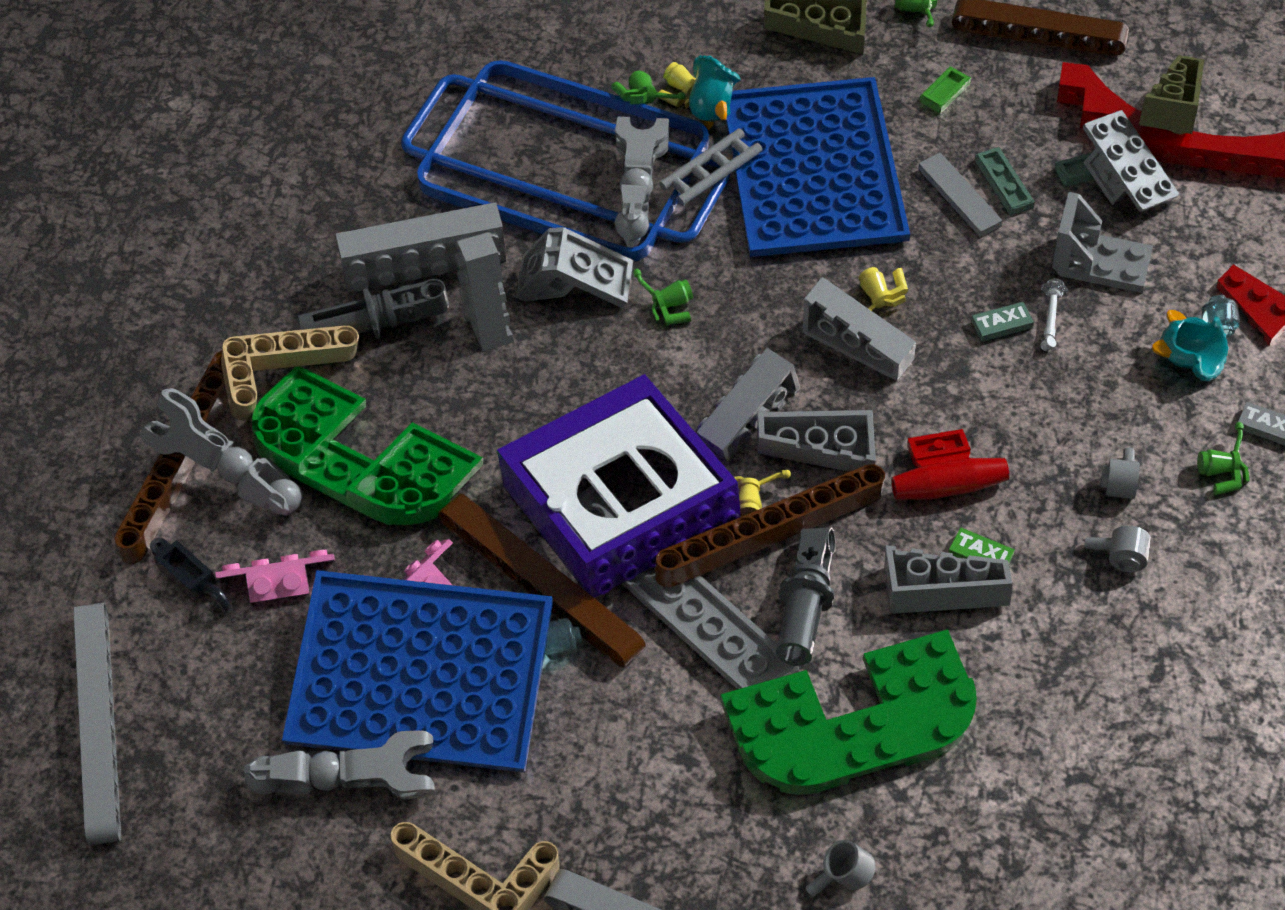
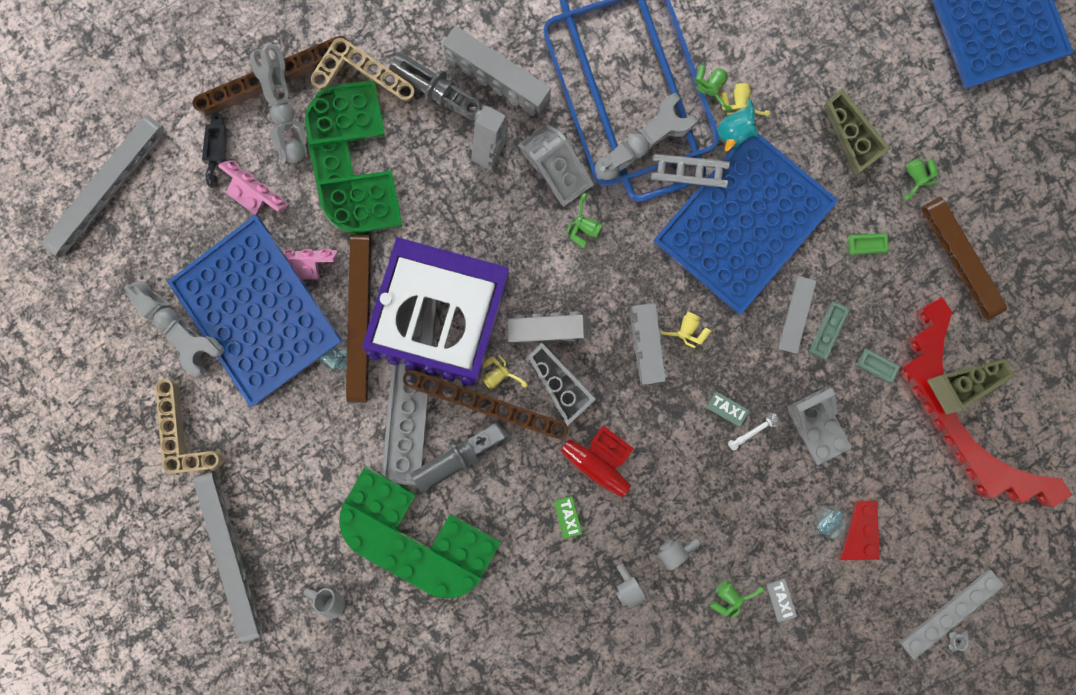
camera: 50 degrees right, 30 degrees up
(944, 582) = (526, 515): light grey wedge -> none
(1125, 164) = (895, 392): light grey bracket -> none
(1194, 345) = (795, 525): teal hair -> none

